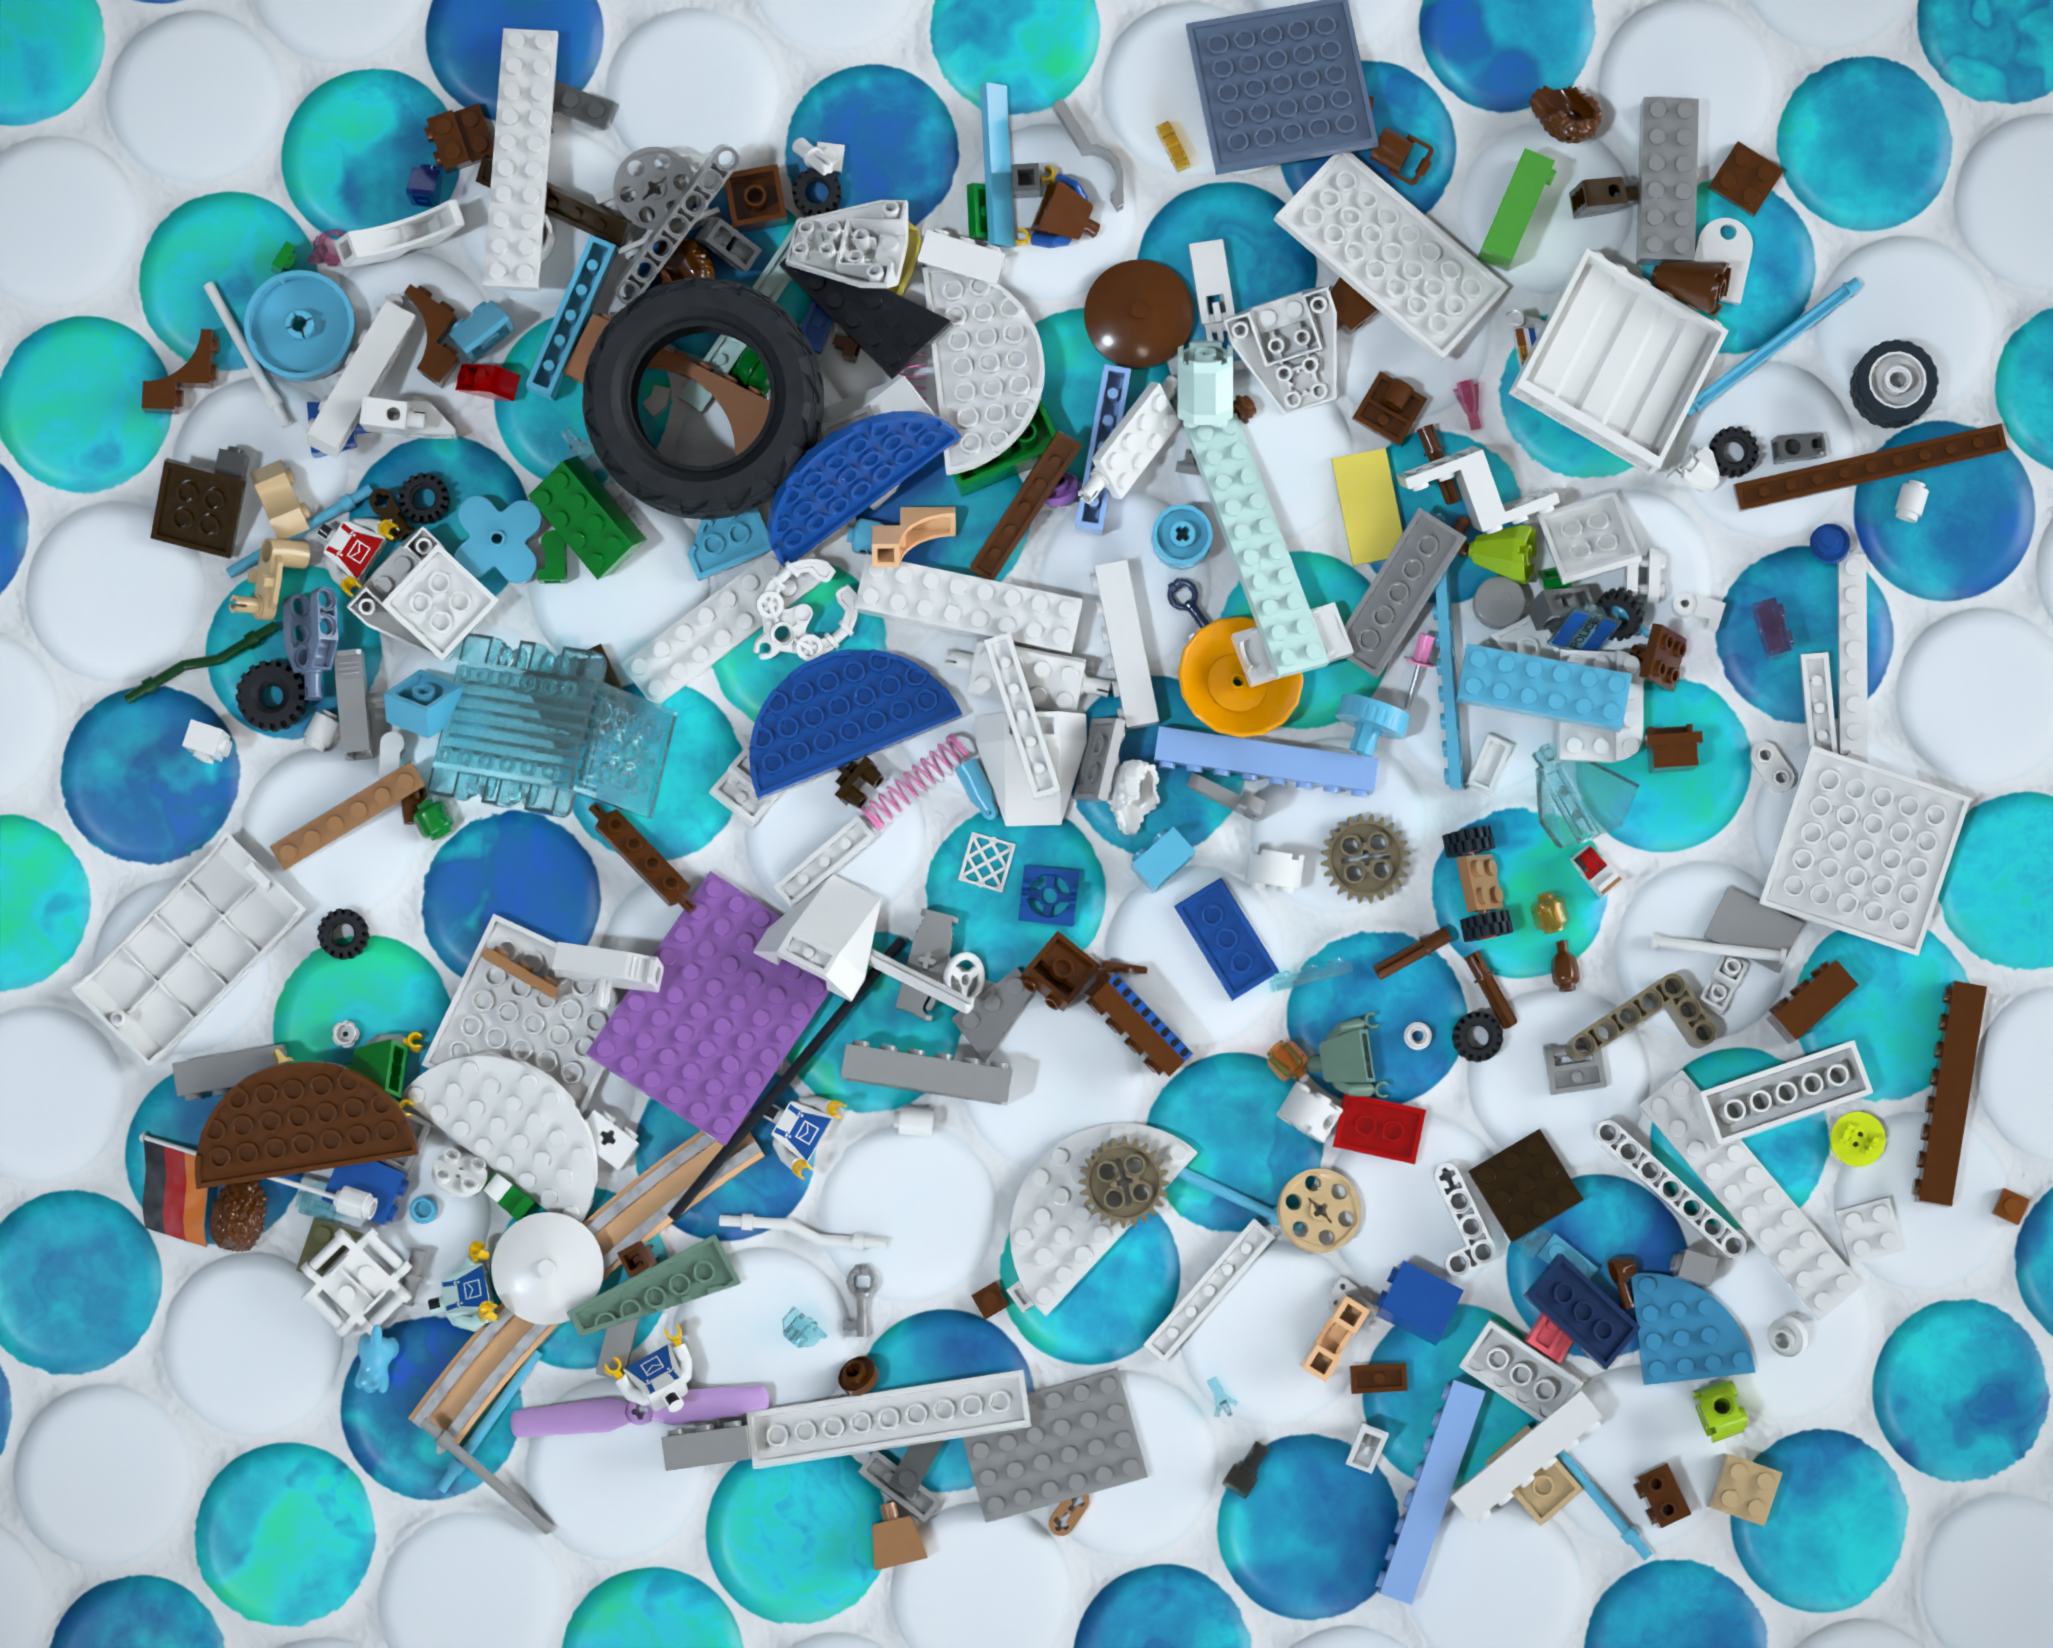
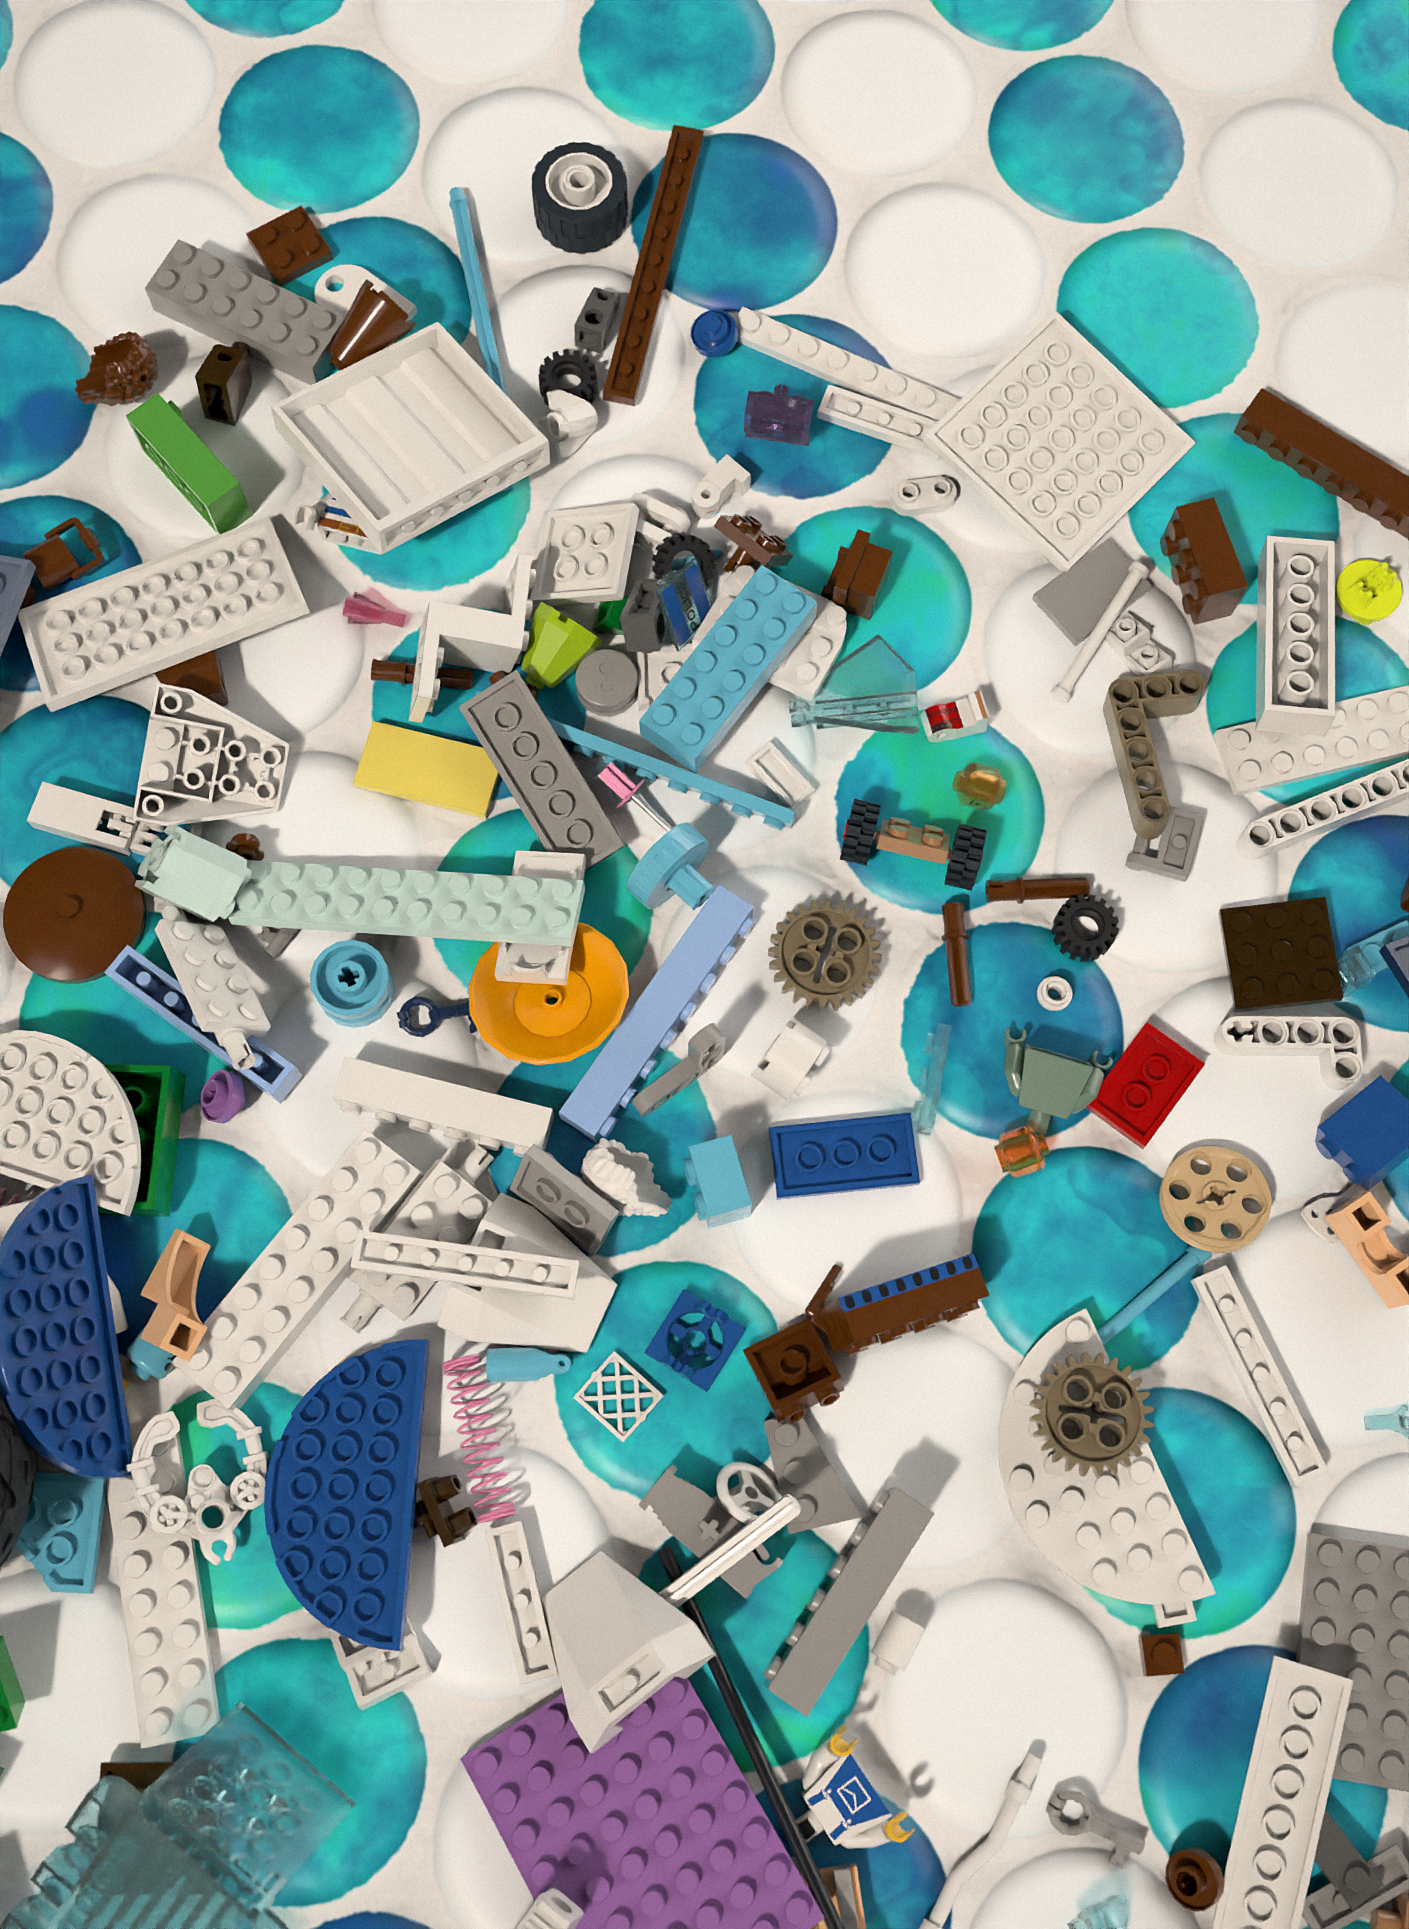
camera: 65 degrees left, 10 degrees down
(642, 857) = (399, 1843): reddish brown plate -> none
(1025, 505) = (218, 1142): reddish brown plate -> none
(1309, 1112) = (1097, 1154): white brick -> none
(1389, 408) = (331, 695): reddish brown plate -> none
(1564, 968) = (1048, 800): reddish brown plant -> none
(1911, 501) = (709, 240): white brick -> none

